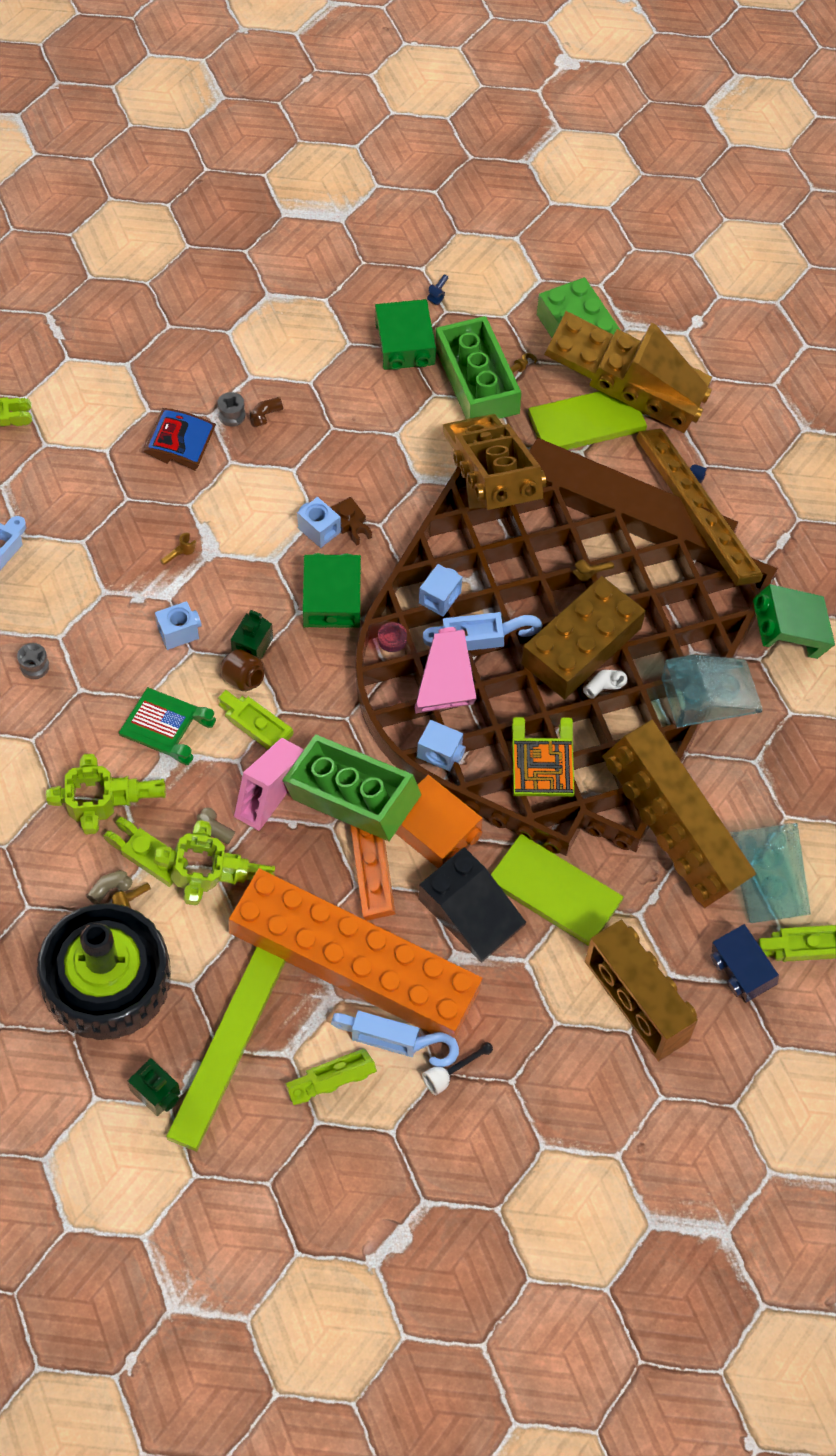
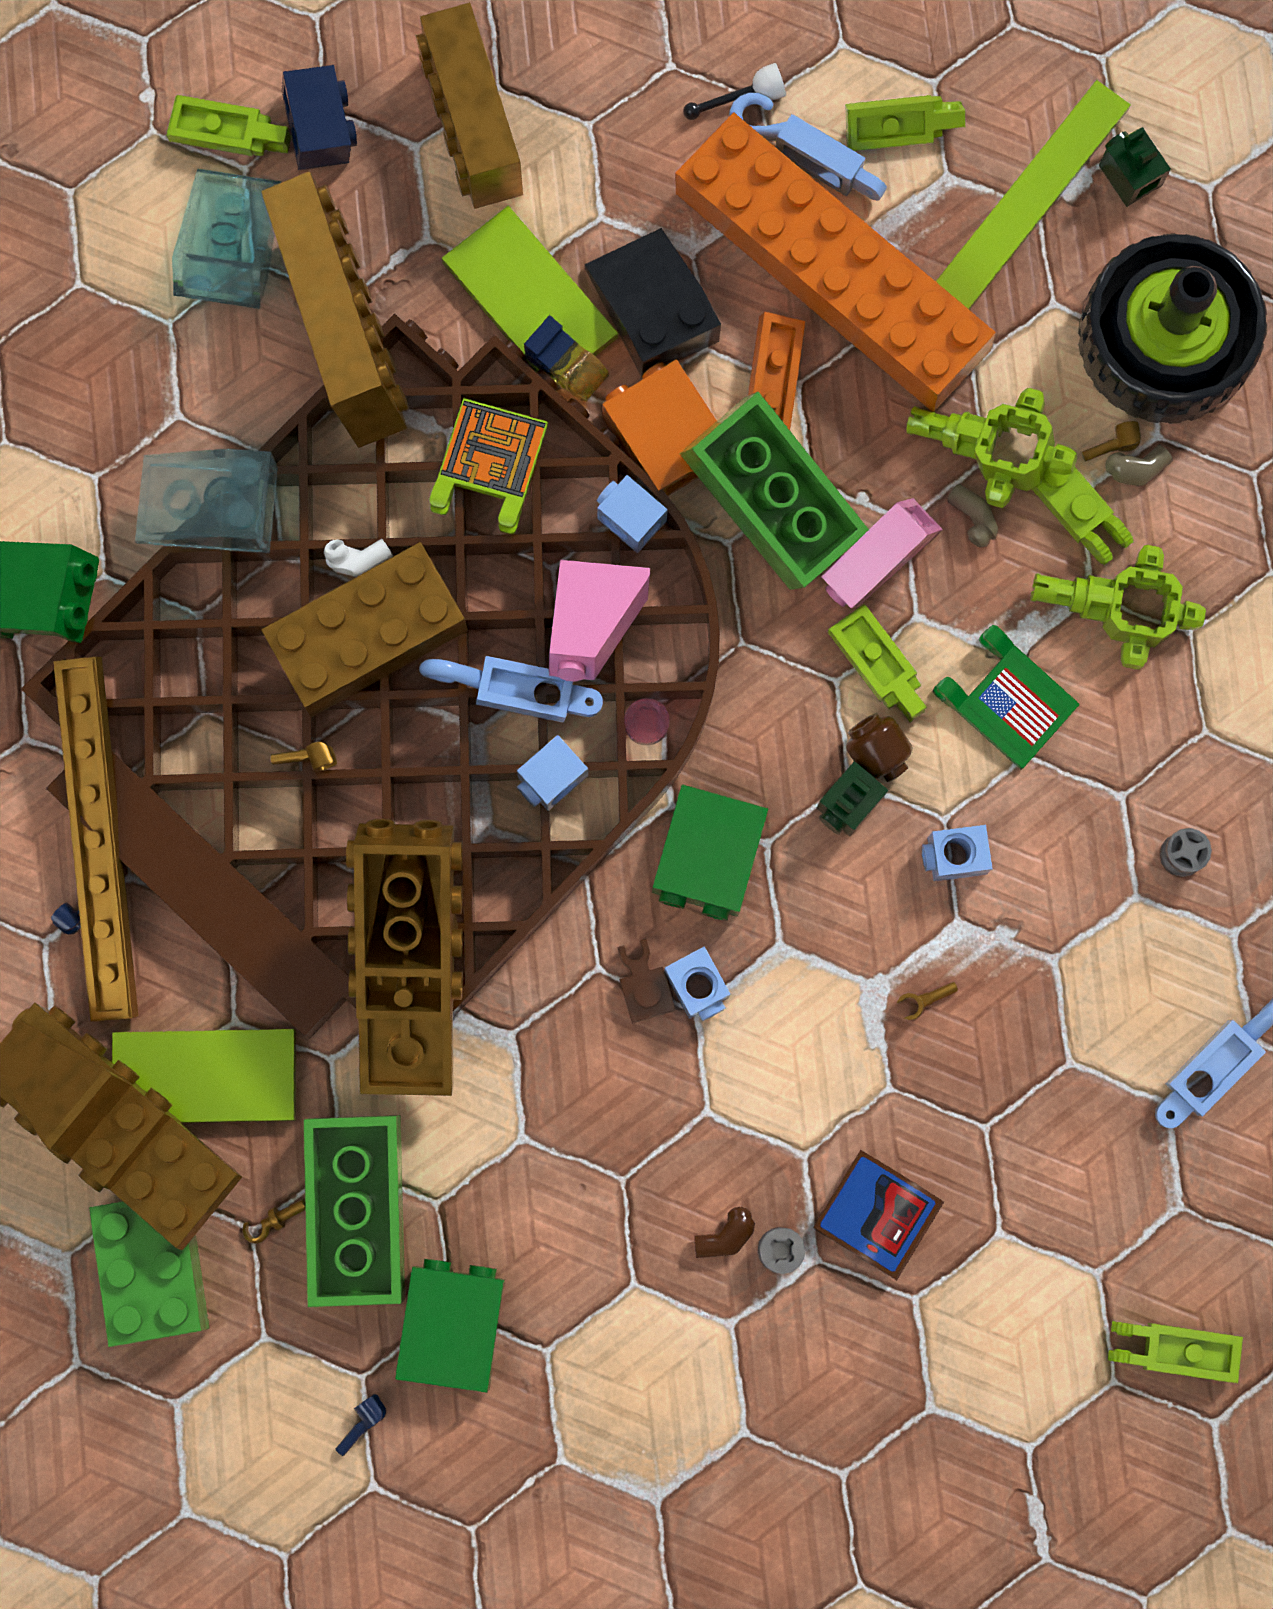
camera: 165 degrees left, 20 degrees up
(515, 842) = (565, 360): none -> leg

